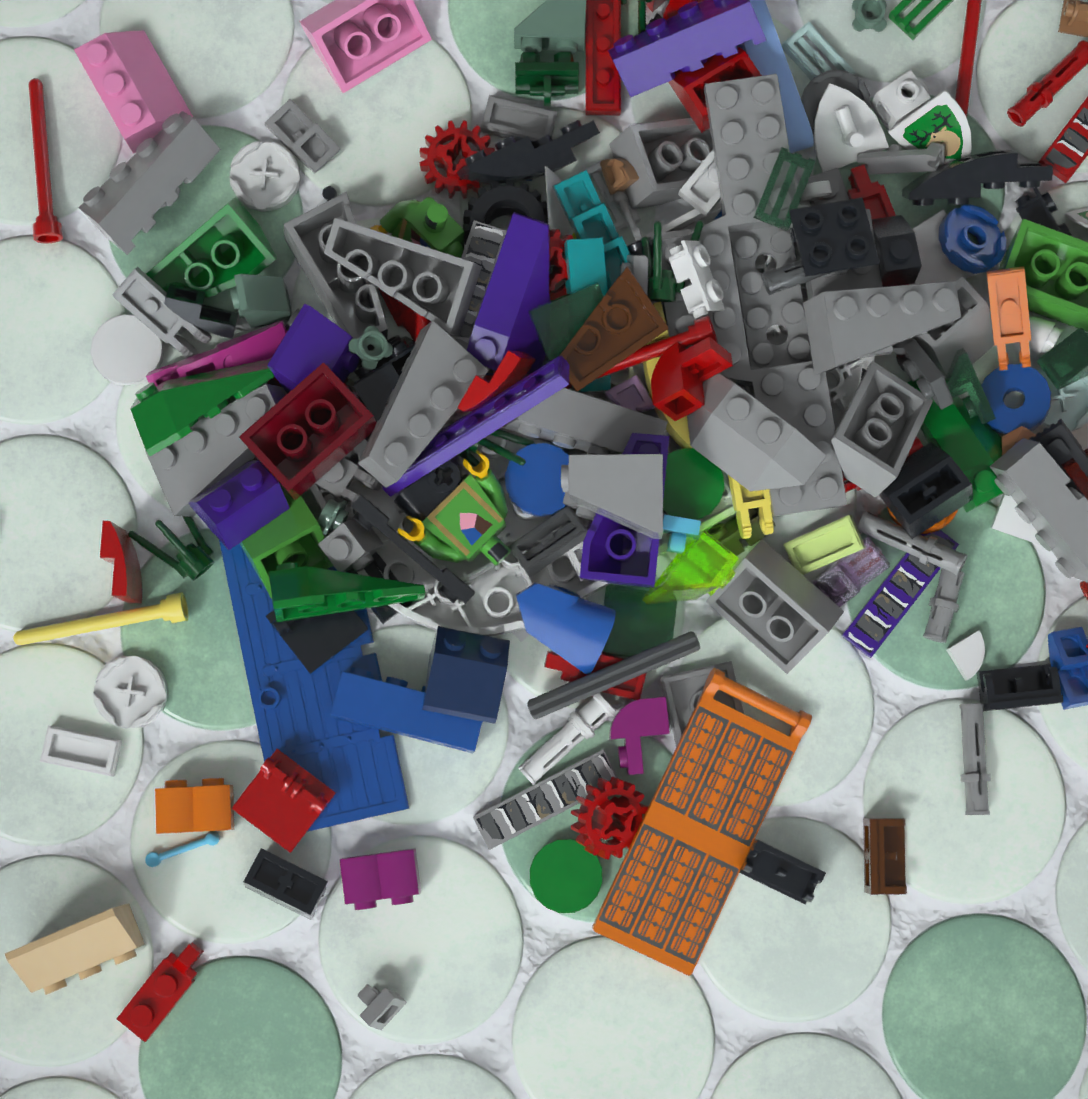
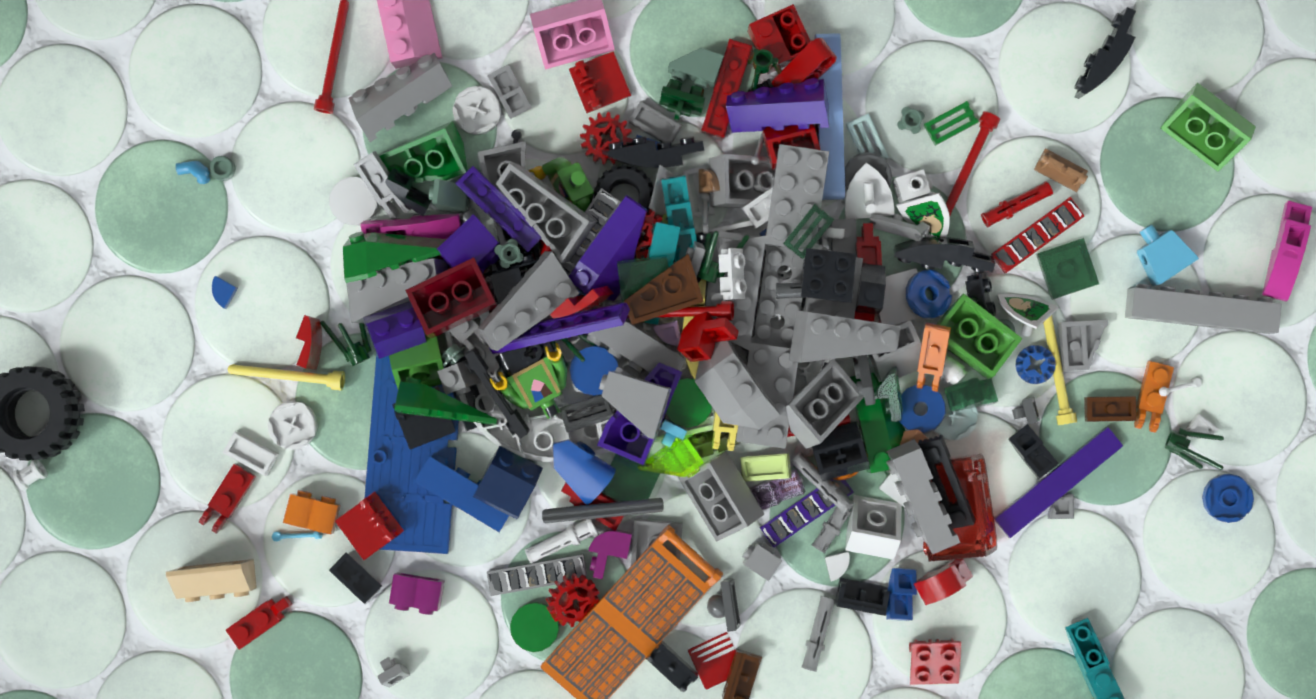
camera: 20 degrees right, 5 degrees up
(65, 823) = (228, 496): none -> red hinge
(338, 291) = (498, 208): none -> dark purple tile
(424, 87) = (599, 82): none -> red hinge
(675, 122) = (756, 159): none -> light grey hinge
(825, 761) = (725, 605): none -> dark grey tile
(836, 845) = (713, 659): none -> red sticker
(861, 678) = (761, 560): none -> light grey brick
(1005, 585) = (874, 527): none -> white slope

